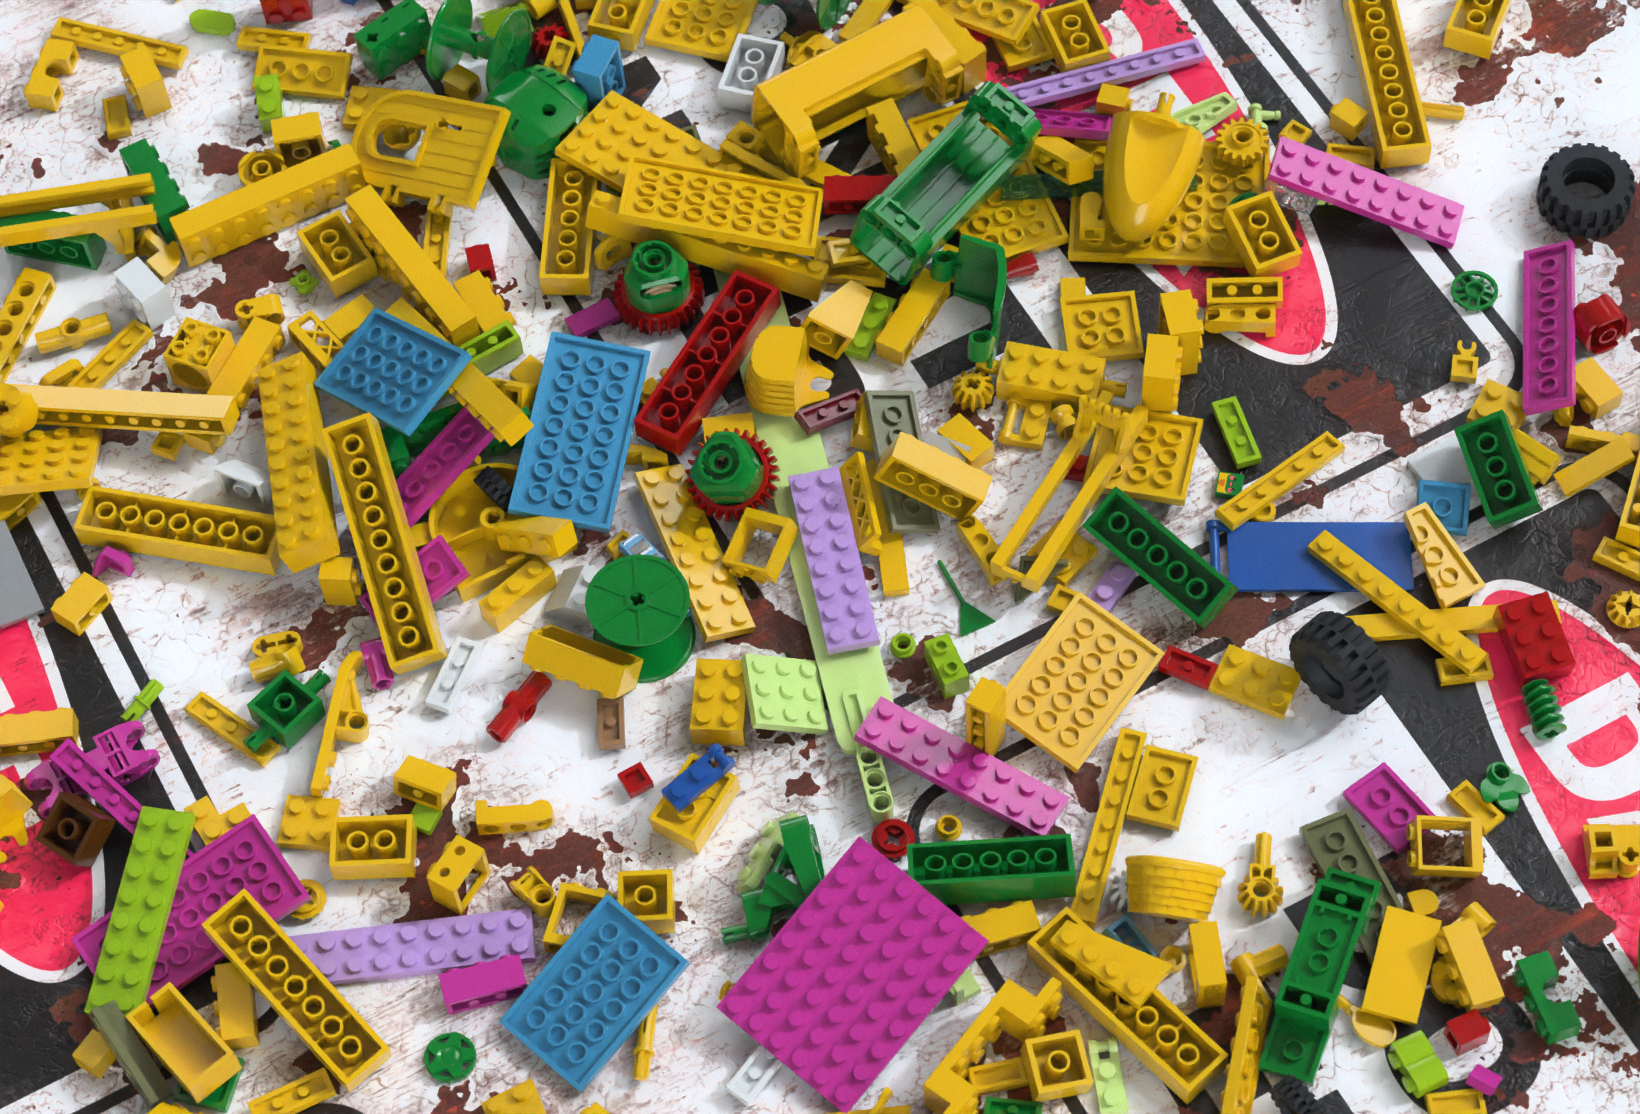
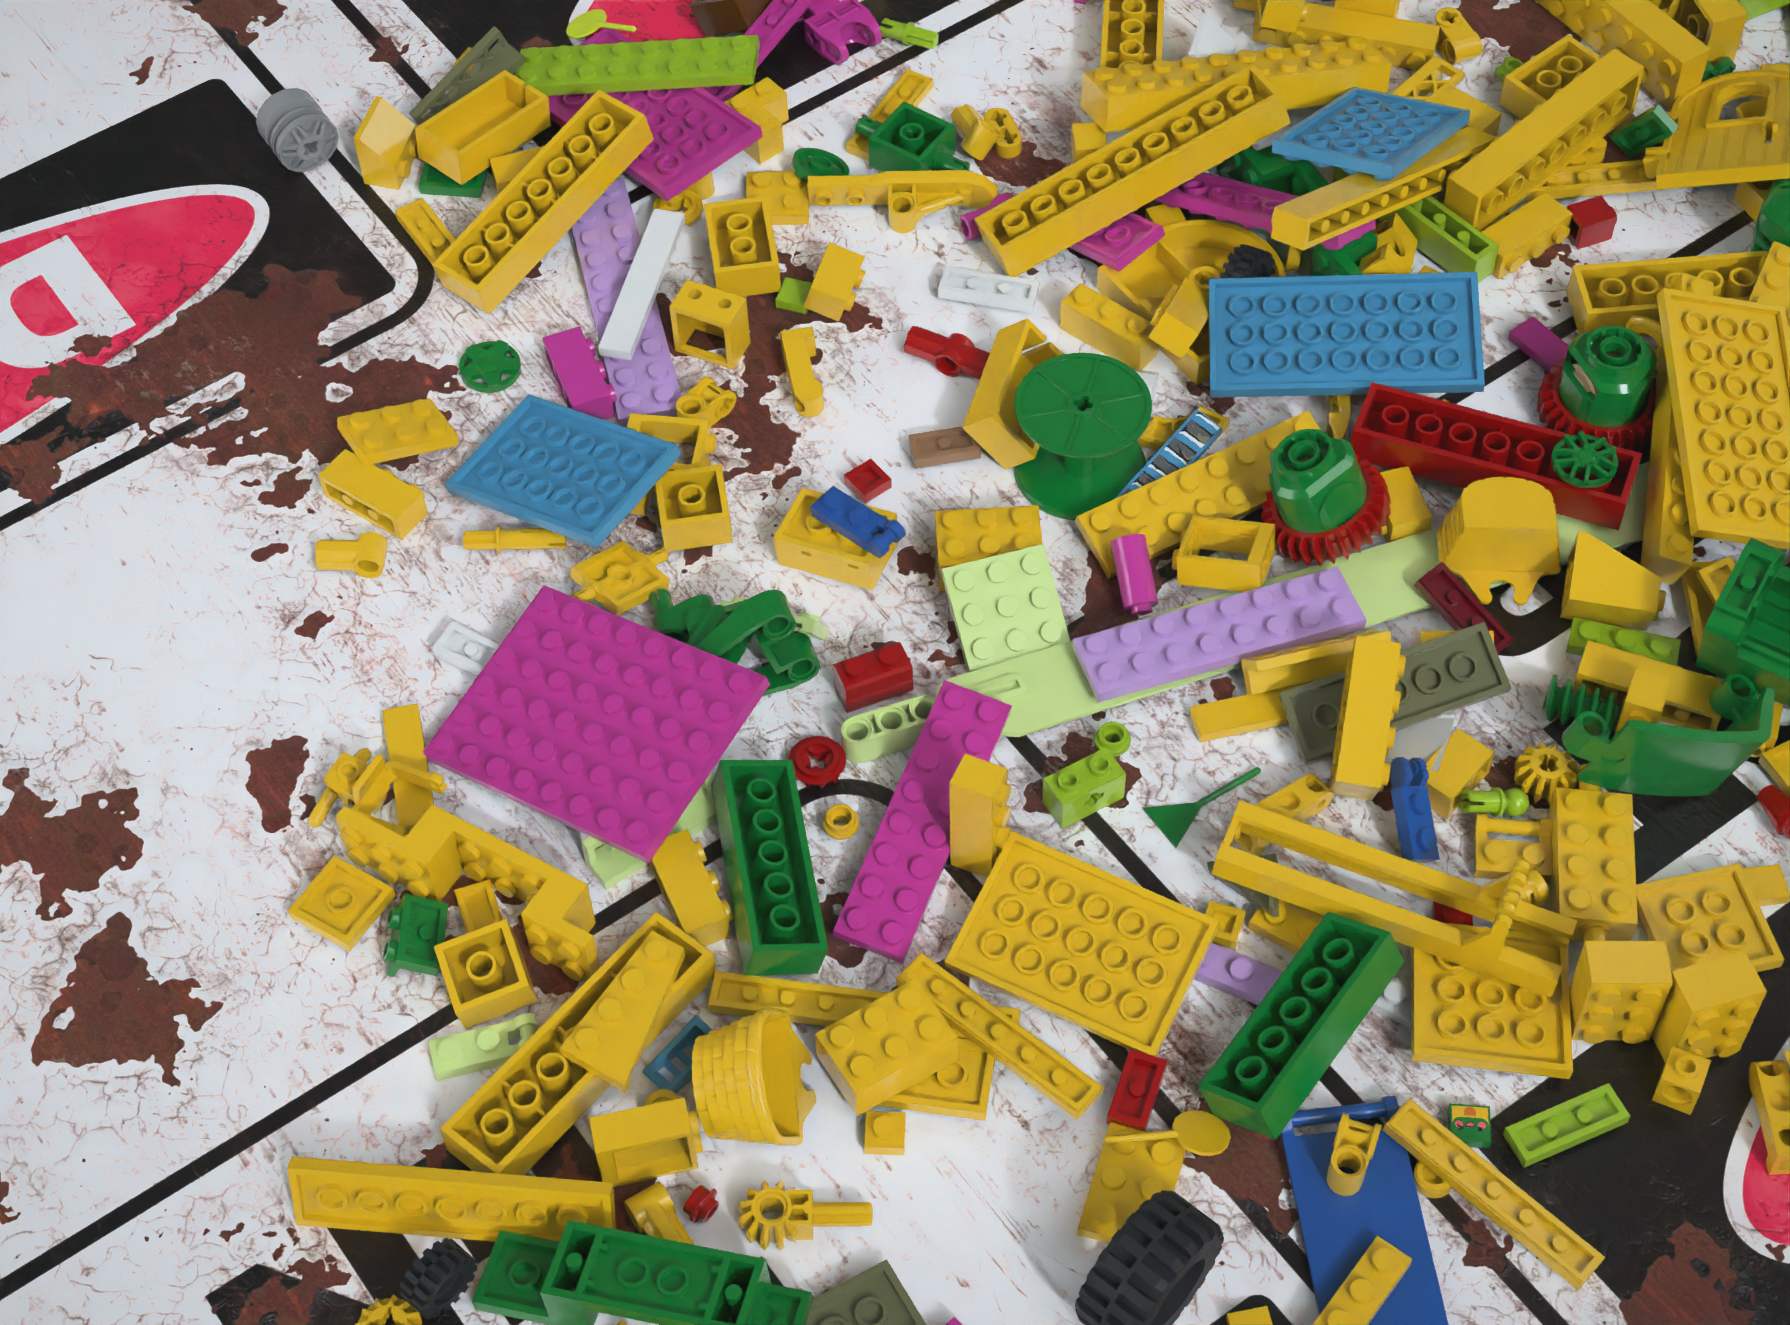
camera: 80 degrees right, 5 degrees down
(54, 958) = (590, 22): none -> neon yellow piece
(290, 785) = (819, 164): none -> green wheel
(397, 925) = (641, 284): none -> white tile
(408, 204) = (1644, 131): none -> green plate
(709, 960) = (620, 577): none -> yellow plate
(738, 303) = (1584, 460): none -> green wheel
(766, 607) = (1134, 574): none -> dark pink brick
(828, 791) = (873, 677): none -> red brick
(923, 358) = (1573, 703): none -> green piece
(939, 322) = (1644, 698): none -> yellow brick
(993, 422) = (1512, 802): none -> lime pin
(1000, 468) = (1413, 810): none -> blue hinge
(1141, 741) = (1004, 1038): none -> yellow tile
(1150, 804) = (886, 1046): none -> yellow brick
(1201, 823) = (885, 1133): none -> yellow plate
(1214, 363) = (1681, 1080): none -> yellow brick
(1220, 637) = (1193, 1130): none -> yellow piece
(1246, 939) = (701, 1204): none -> red plate
(1249, 548) = (1352, 1149): none -> yellow piece

